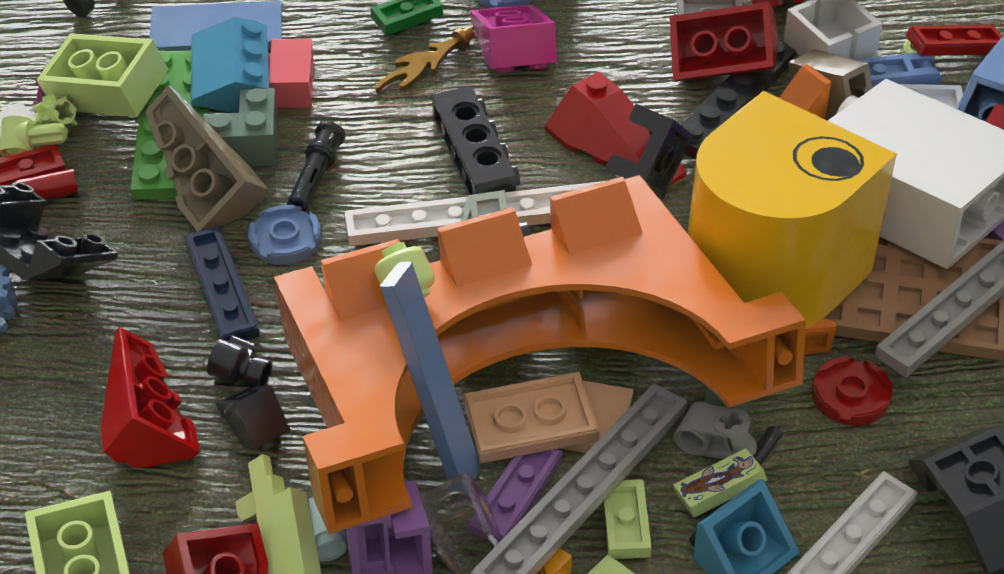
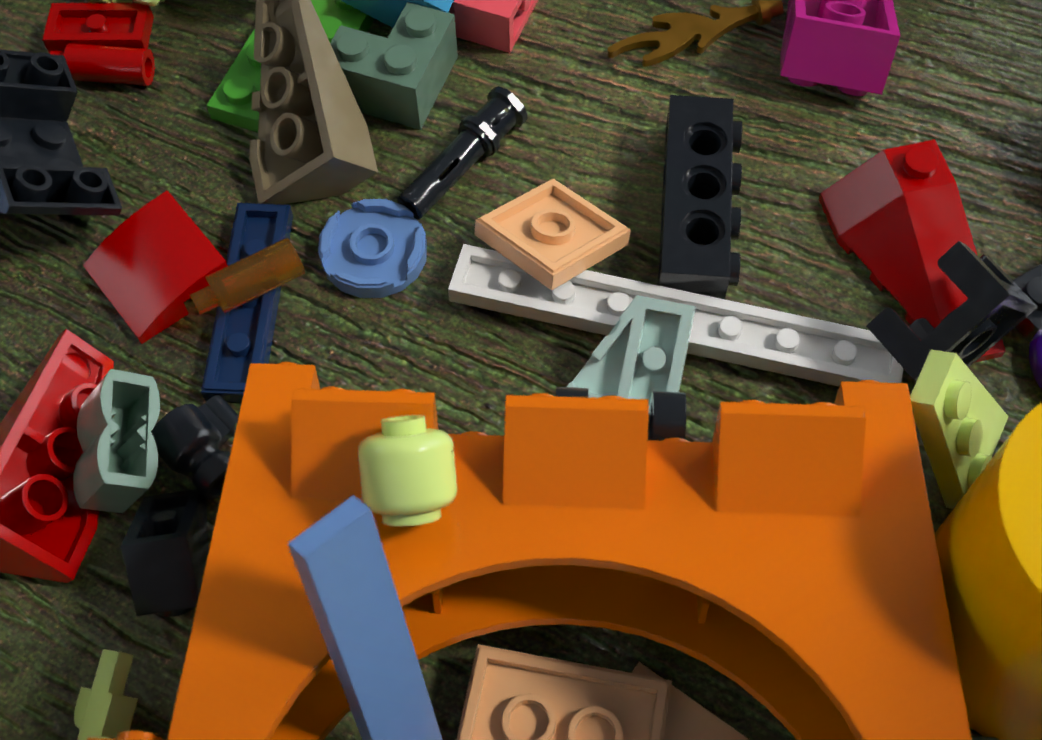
camera: 25 degrees right, 15 degrees up
(150, 284) = (153, 266): none -> red slope
(191, 369) = (117, 442): none -> sand green brick
(222, 266) = (249, 278): none -> clear orange cylinder
(396, 188) = (552, 233): none -> light nougat tile
(668, 188) = (956, 423): none -> yellowish green wing

